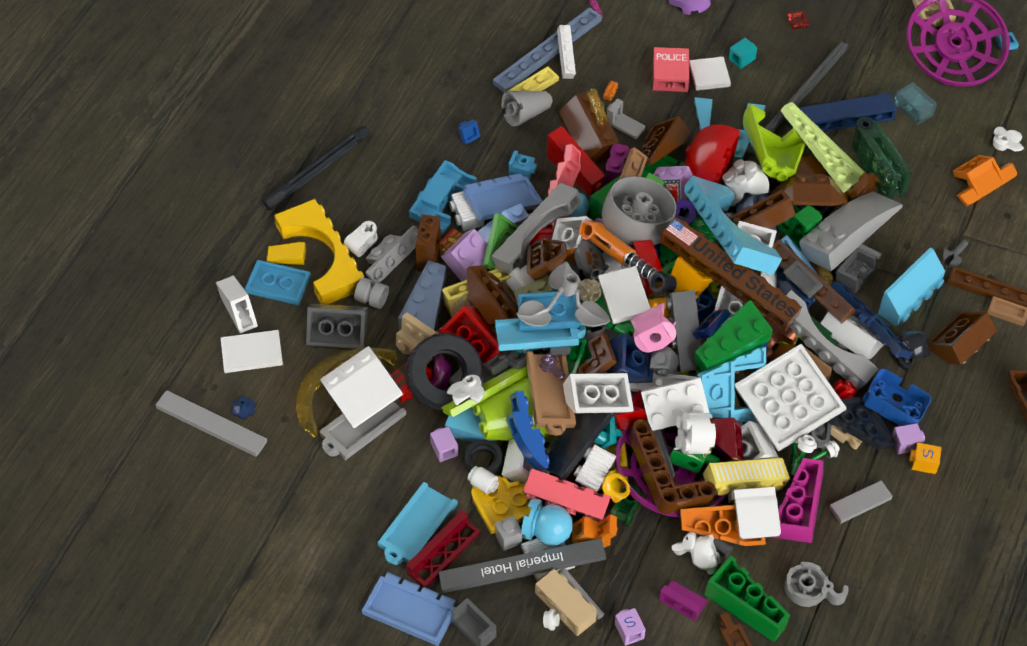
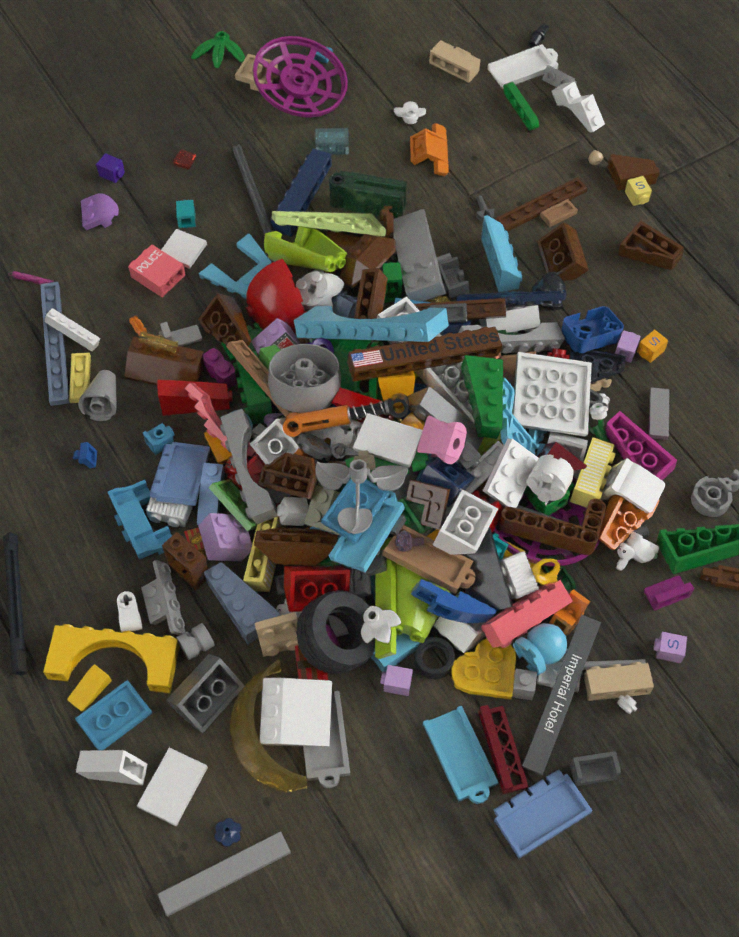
camera: 55 degrees left, 5 degrees up
(483, 480) = (463, 670): white brick -> none
(711, 323) = (464, 395): clear blue tile -> none

